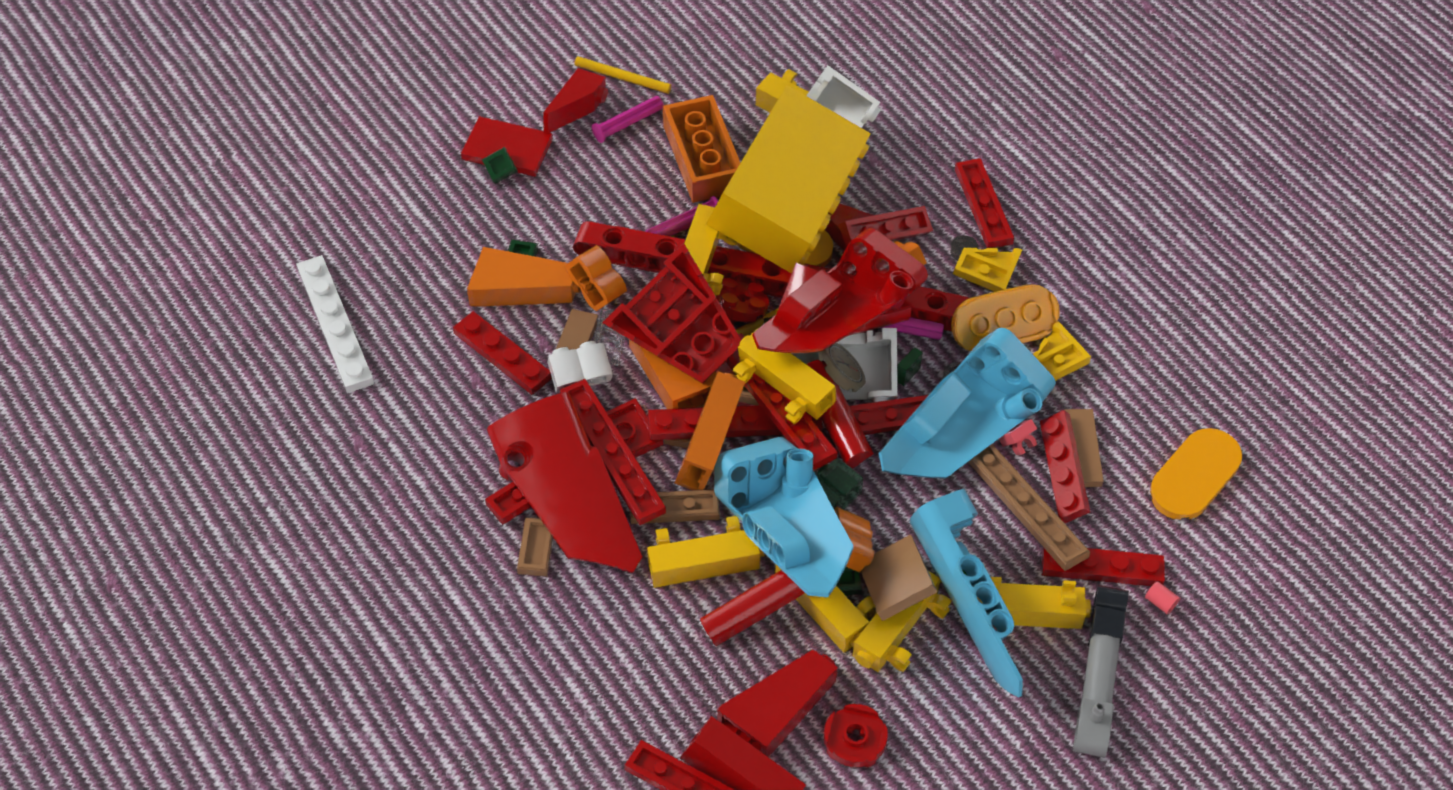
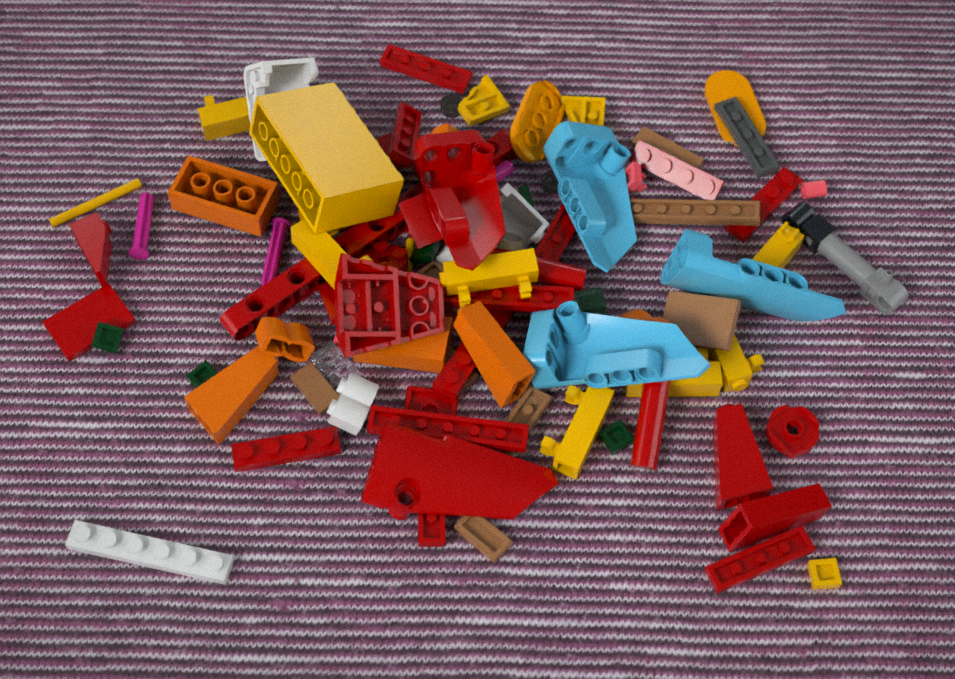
camera: 55 degrees left, 5 degrees up
(721, 590) = (616, 437): none -> dark green tile
(1164, 501) = (747, 137): none -> dark grey tile

